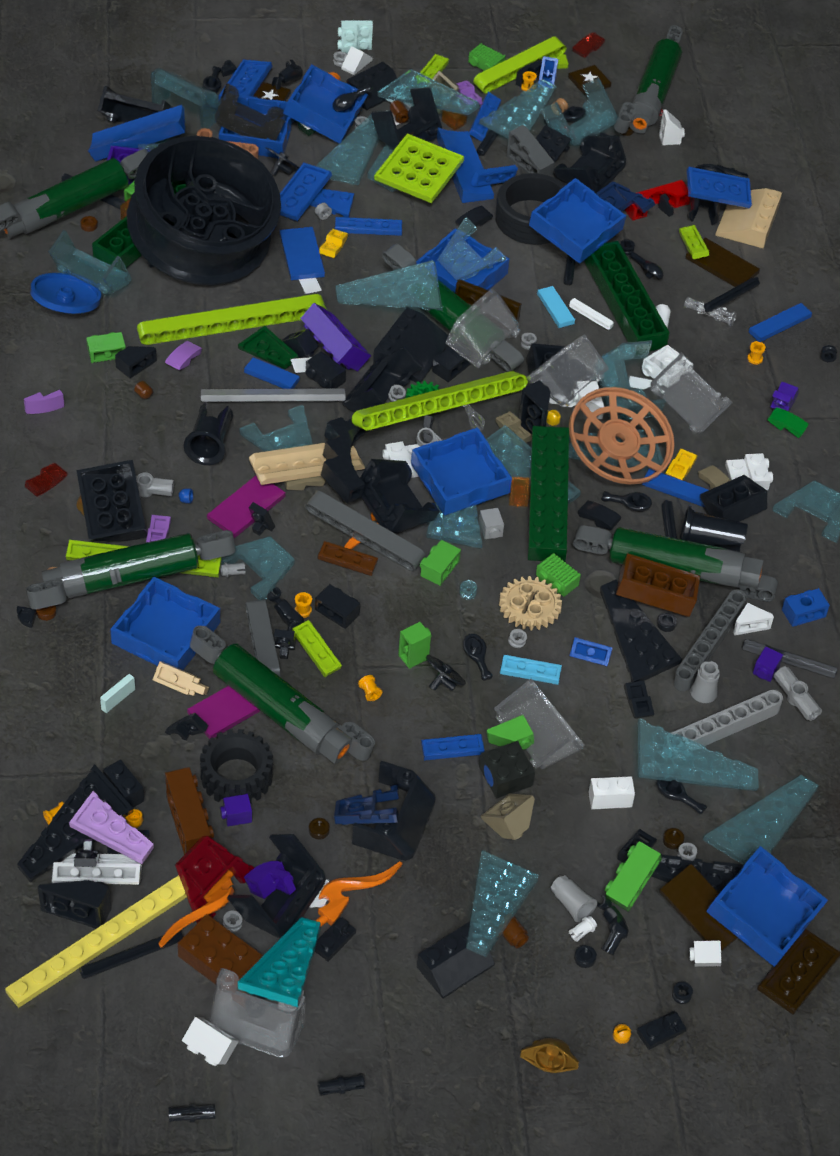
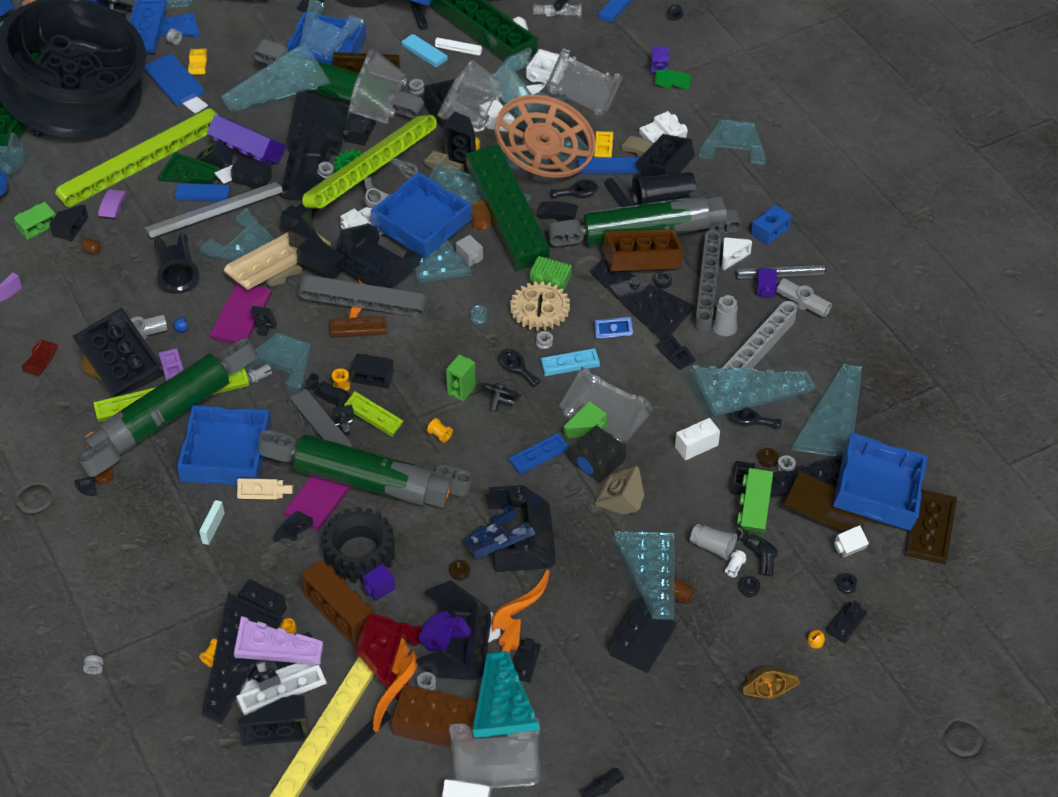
camera: 20 degrees left, 0 degrees up
(369, 226) = (222, 36): blue tile -> none
(440, 562) = (442, 300): bright green brick -> none
(757, 349) = (616, 31): light orange bush -> none

